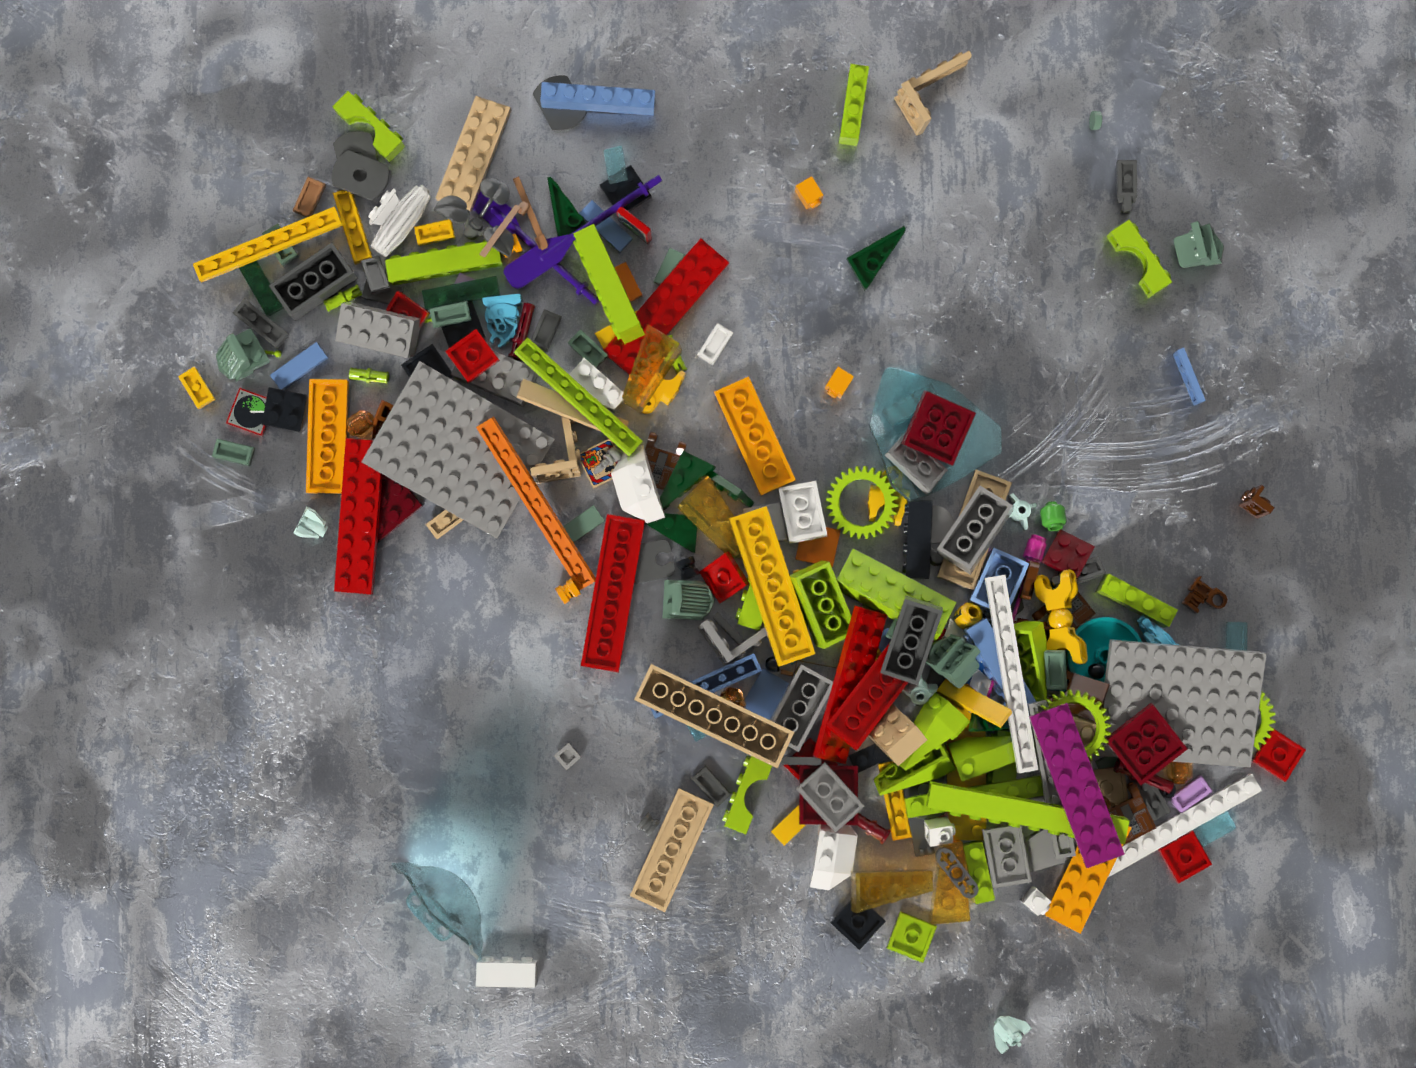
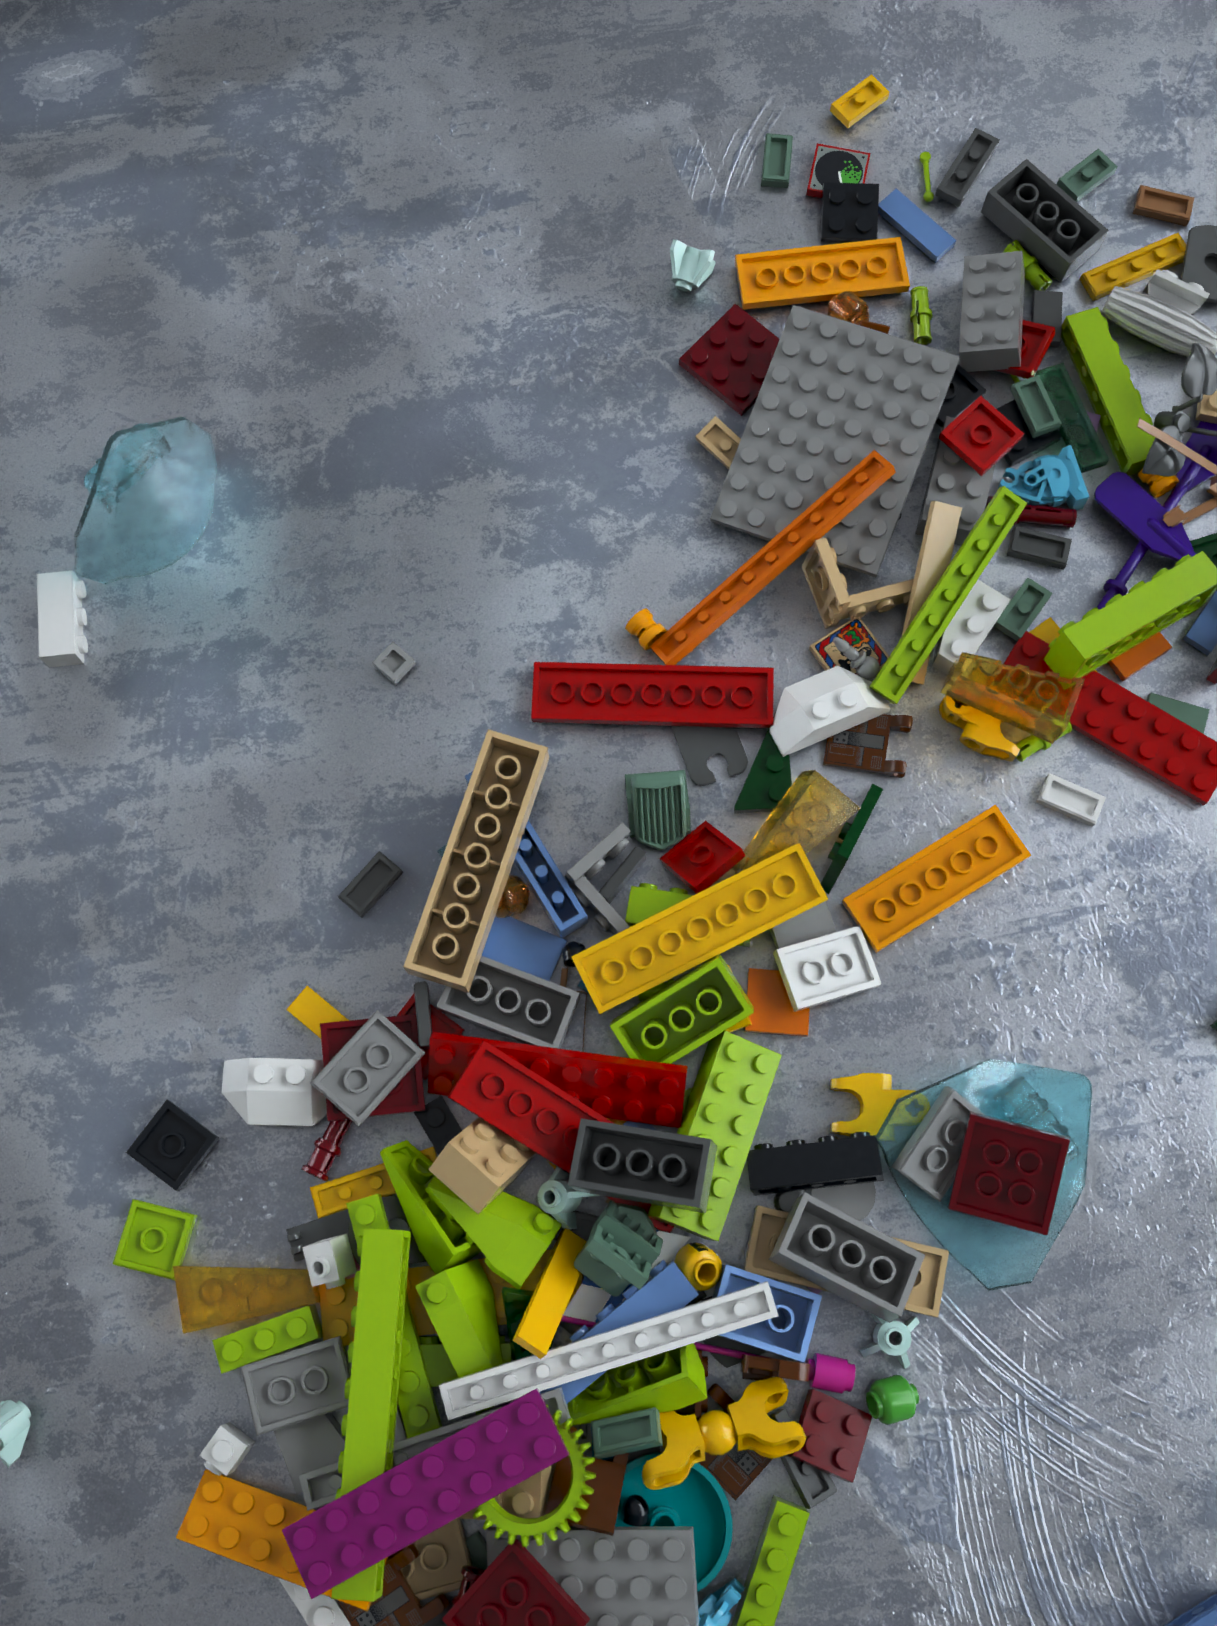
camera: 80 degrees right, 10 degrees down
(240, 355) = (918, 146): sand green piece -> none
(260, 287) = (1036, 149): clear green plate -> none
(267, 244) = (1085, 155): yellow plate -> none
(358, 521) = (700, 326): red plate -> none
(375, 275) = (1069, 301): dark grey tile -> none
(434, 232) = (1152, 373): yellow plate -> none
(583, 524) = (752, 640): sand green tile -> none
(648, 824) = (301, 794): dark grey wheel -> none
(671, 850) = (265, 835): tan plate -> none
(685, 474) = (852, 776): dark green wing -> none
(688, 572) = (708, 801): black wheel -> none
(739, 817) = (327, 931): lime arch -> none
(838, 383) = (1049, 1001): light orange brick -> none
(879, 888) = (231, 1186): clear yellow wedge -> none
(888, 497) = (873, 1104): lime piece -> none
(961, 887) = (236, 1308): dark grey beam -> none

